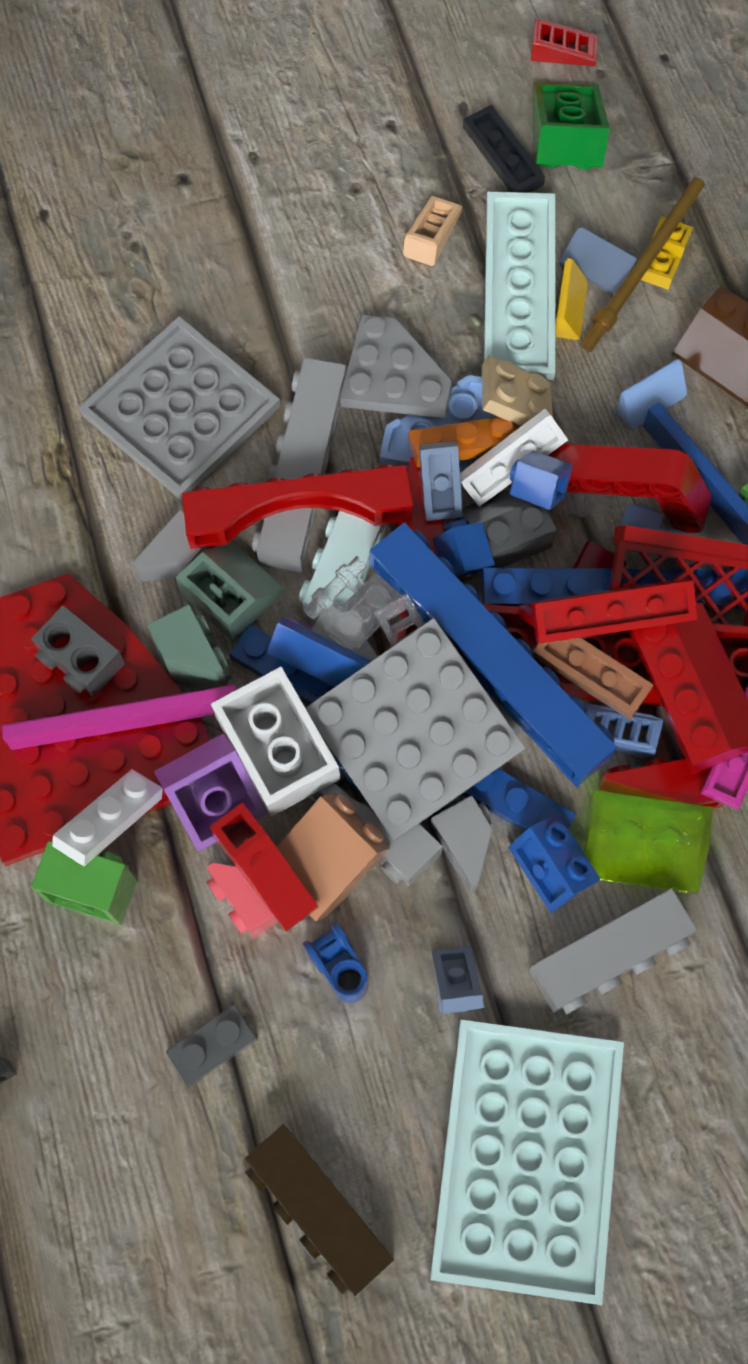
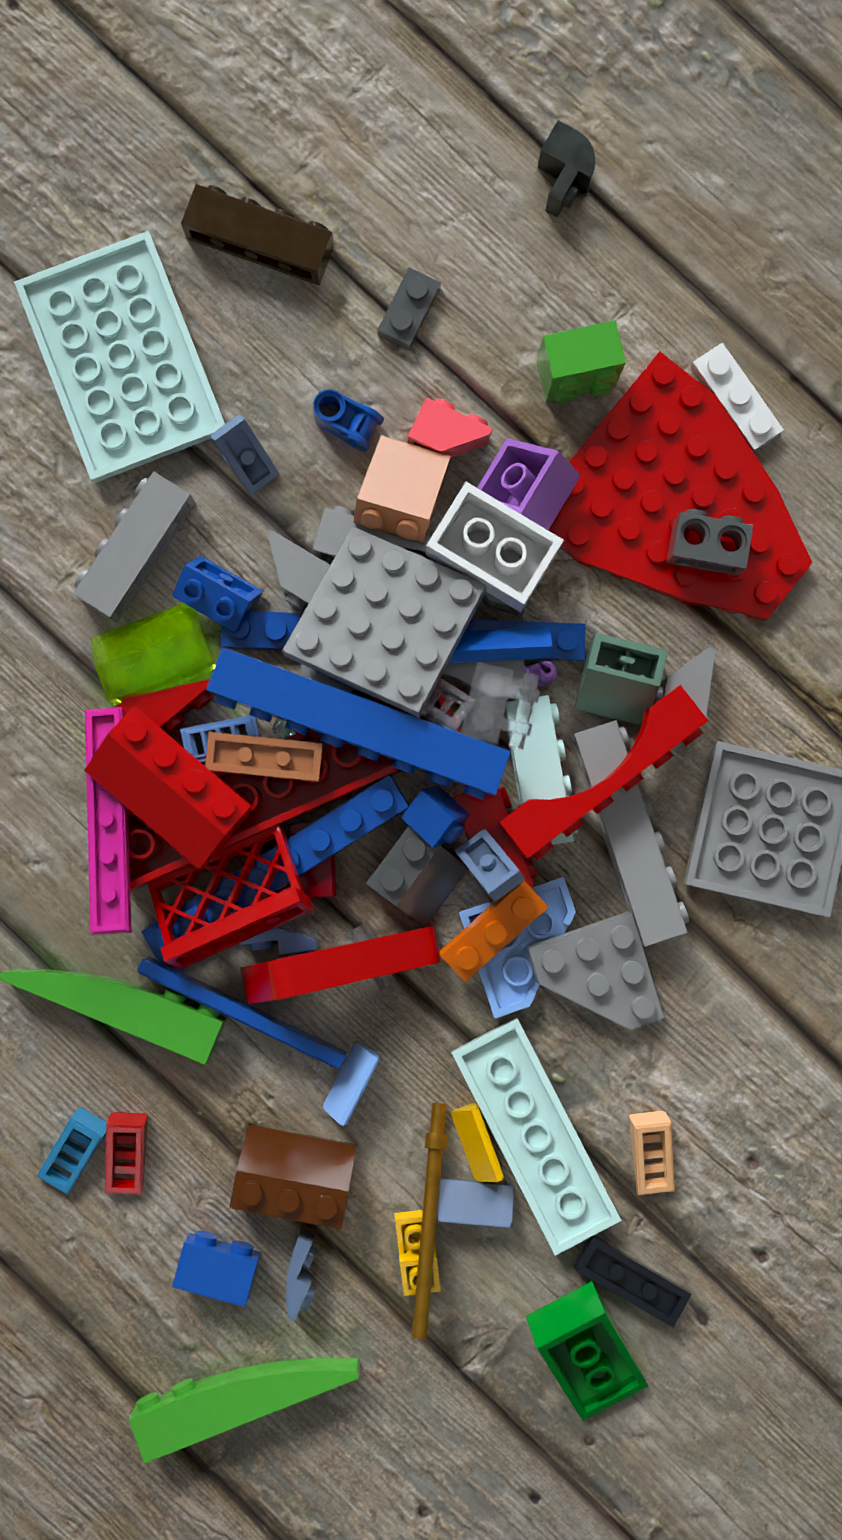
camera: 145 degrees right, 15 degrees up
(107, 817) = (593, 413): white plate -> none
(113, 718) = (636, 509): dark pink tile -> none
(189, 650) = (614, 595): sand green slope -> none
(263, 866) = (445, 443): red slope -> none
(493, 469) = (441, 932): white plate -> none
(513, 392) = (472, 1003): tan plate -> none
(540, 479) = (403, 919): brick -> none
(545, 49) = (647, 1464): red slope -> none
(611, 611) = (257, 803): red fence -> none

